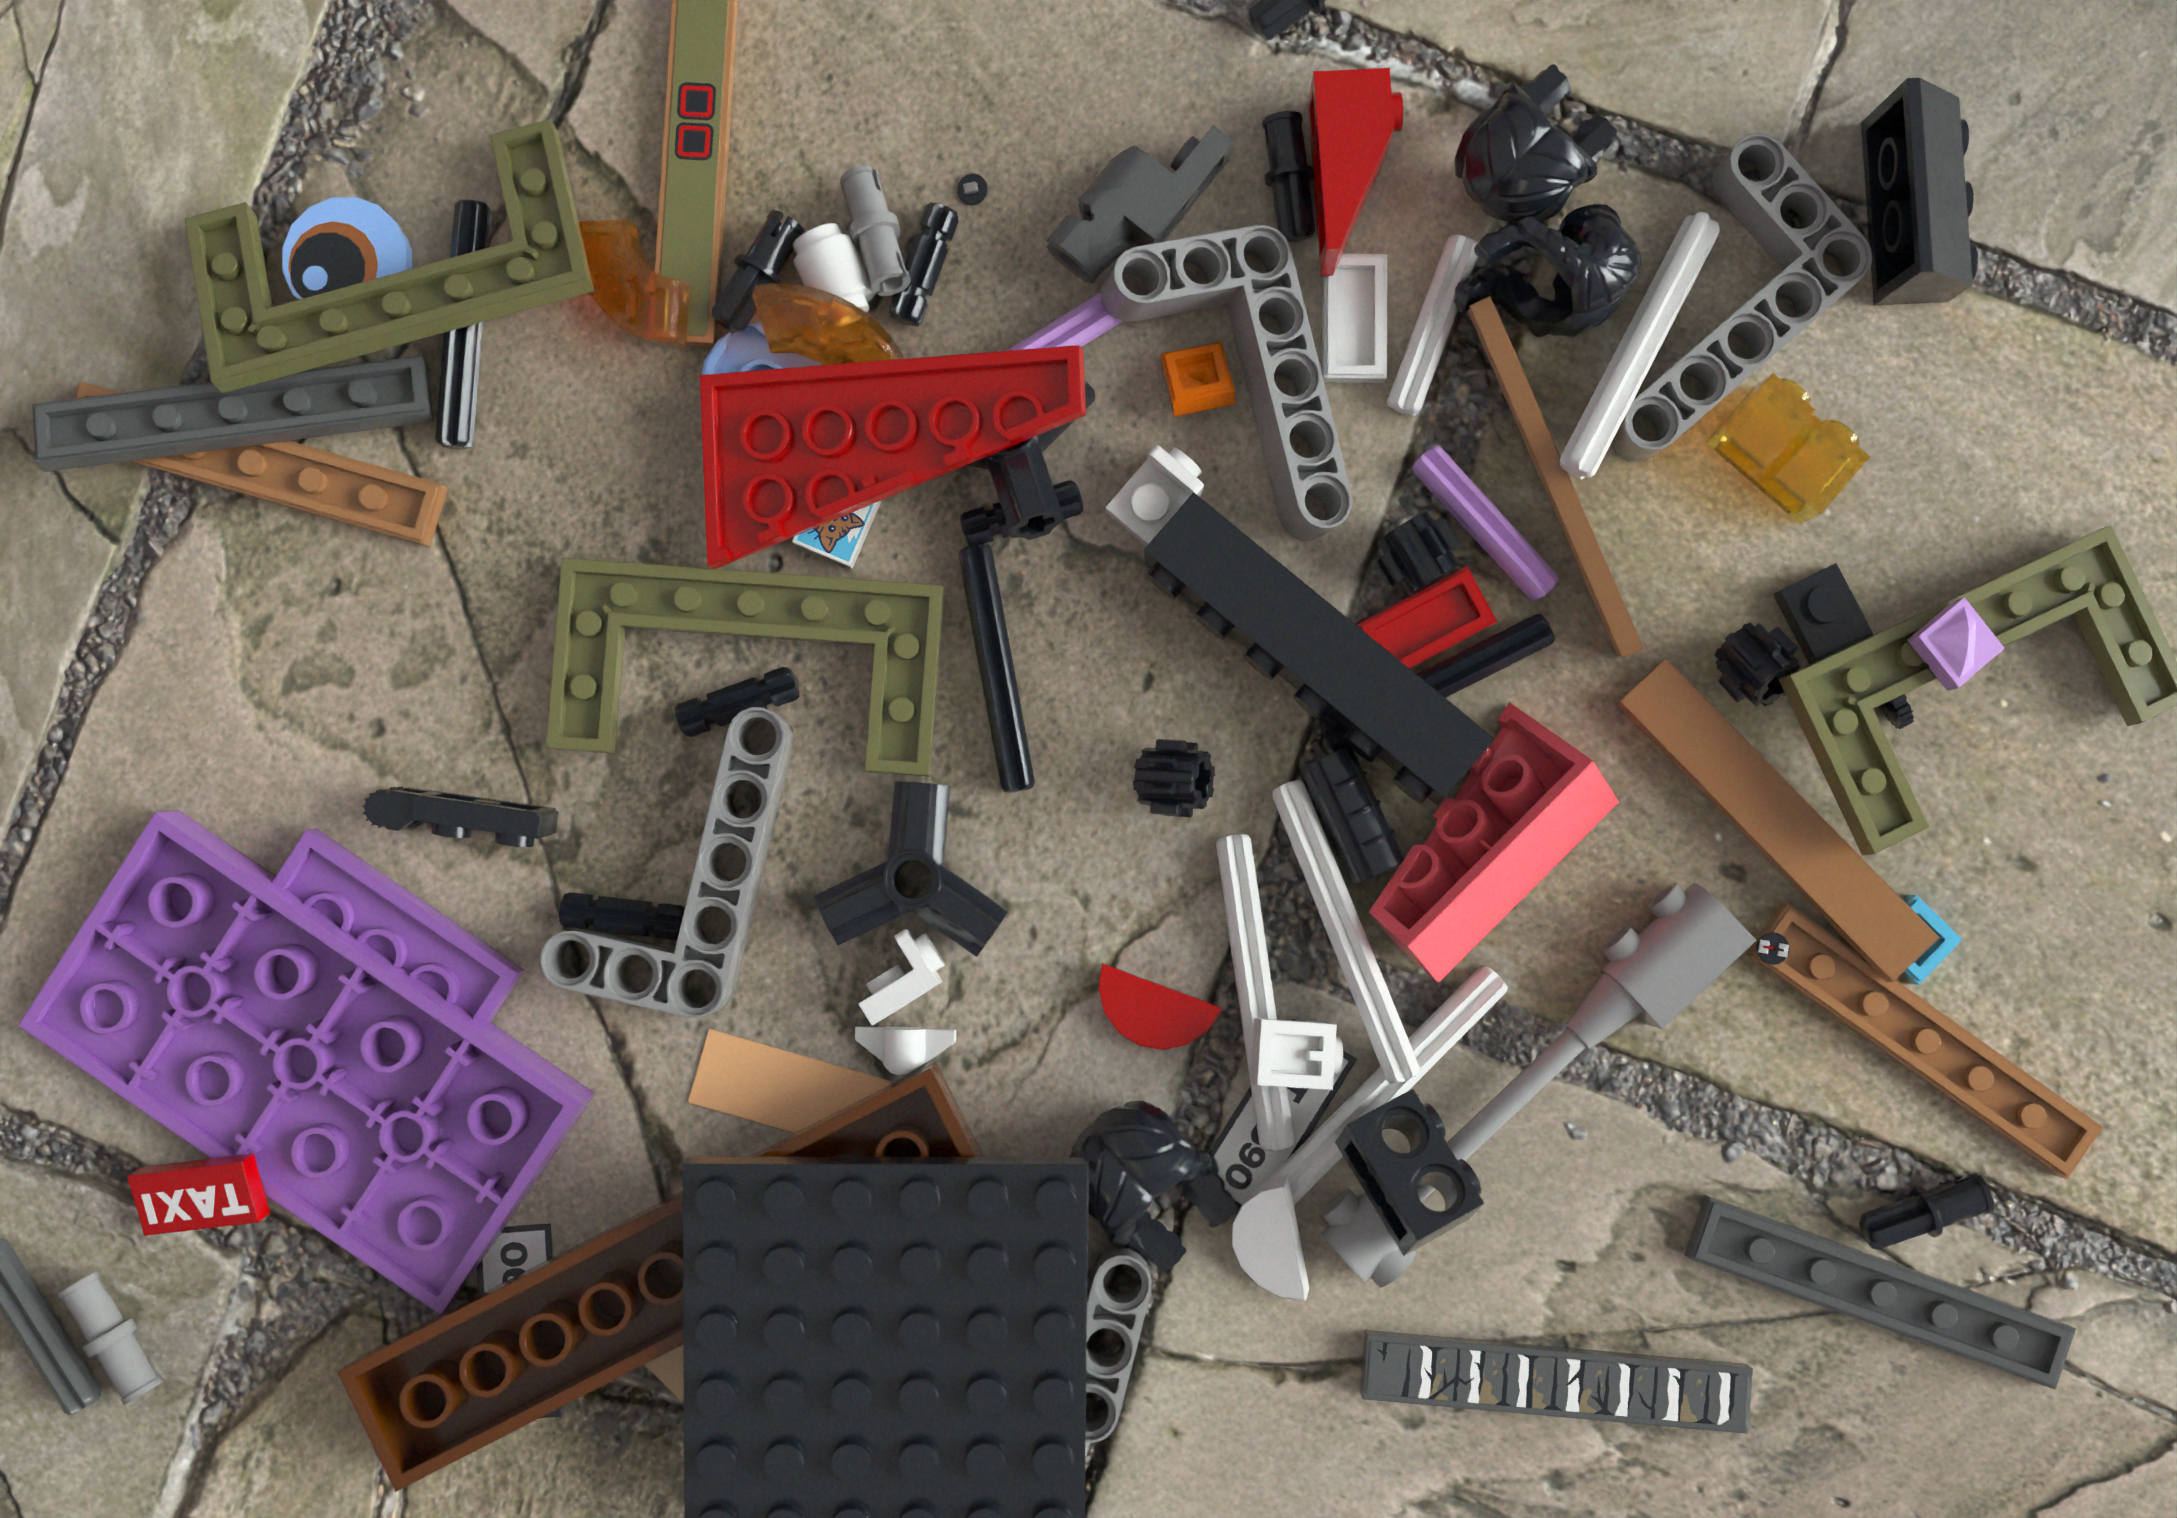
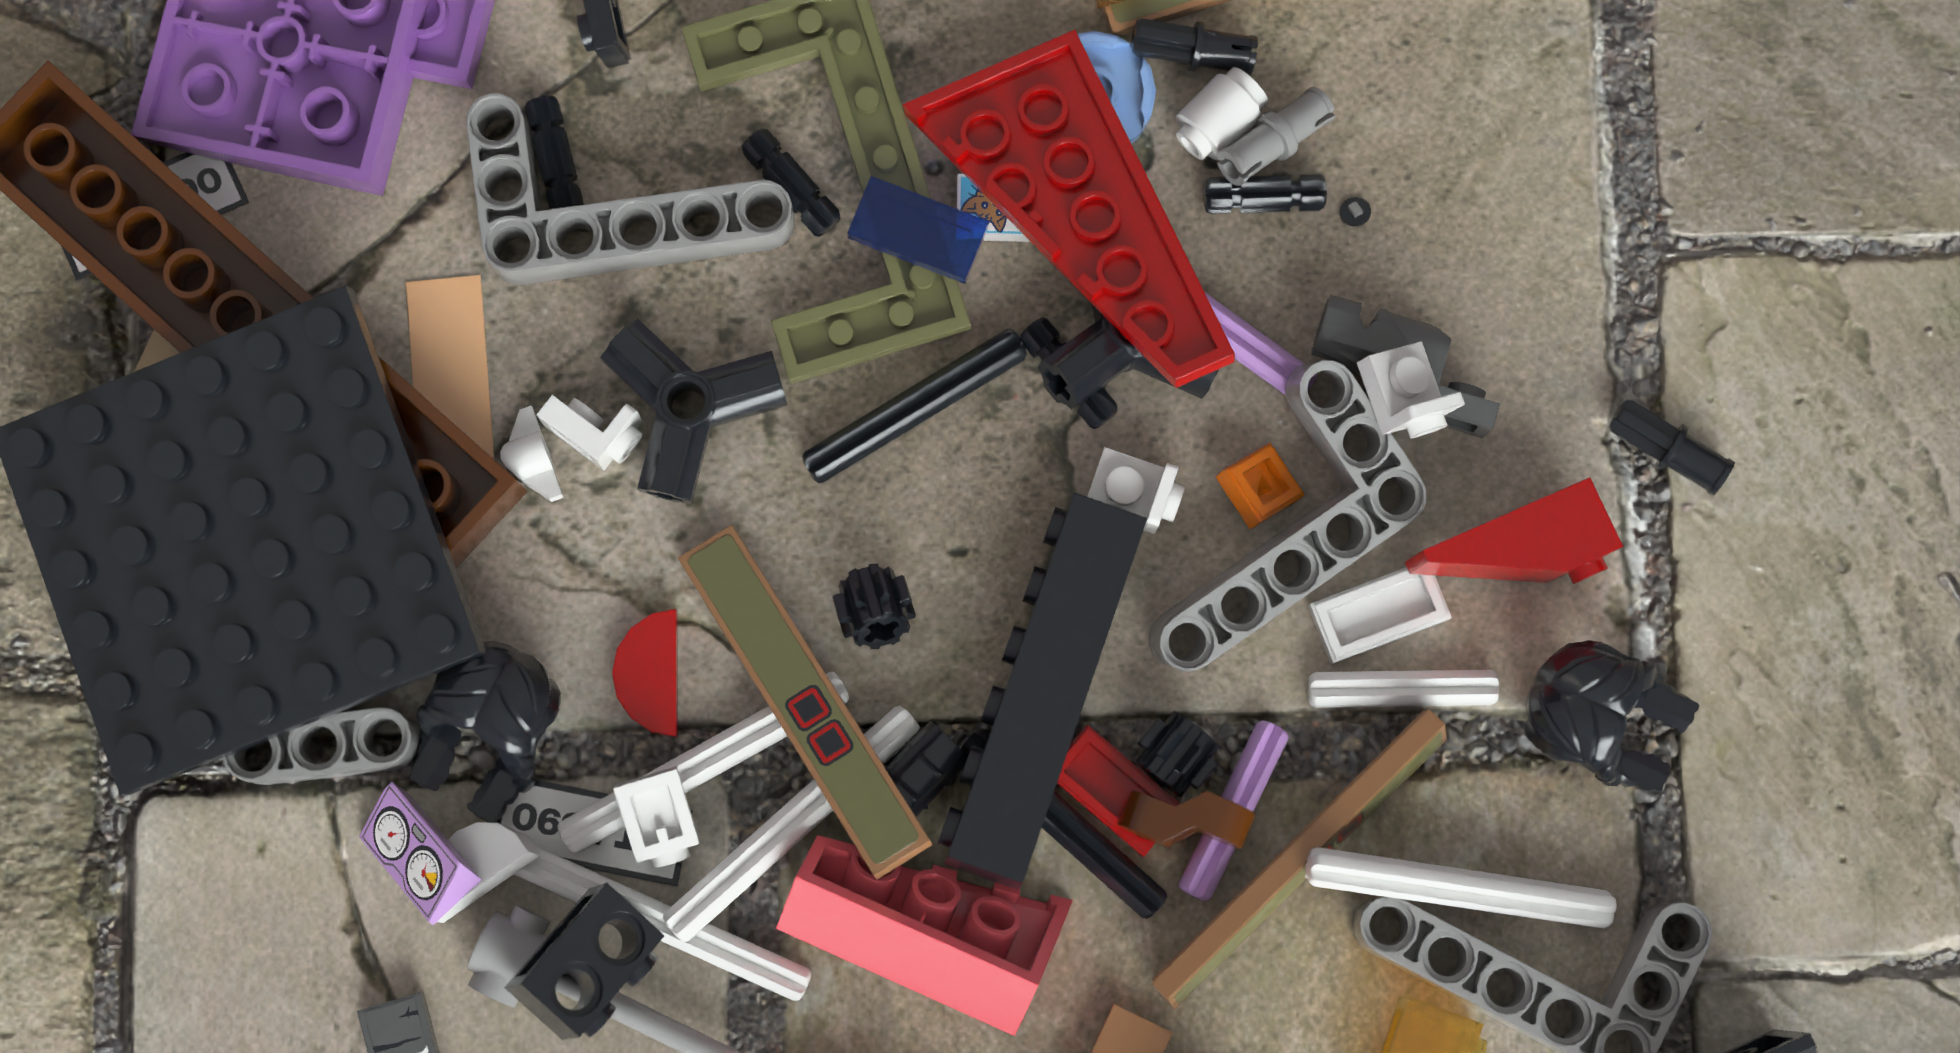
camera: 70 degrees right, 5 degrees down
(820, 326) = (1164, 122): clear orange tile -> none
(834, 598) = (918, 229): none -> clear blue tile
(1173, 204) = (1406, 391): none -> white bracket
(1240, 876) = (805, 702): none -> olive tile
(1241, 1289) = (417, 854): none -> slope
(1289, 175) = (1487, 497): black axle -> none
(1485, 551) = (1202, 814): none -> reddish brown piece
(1593, 266) = (1510, 809): black hair -> none

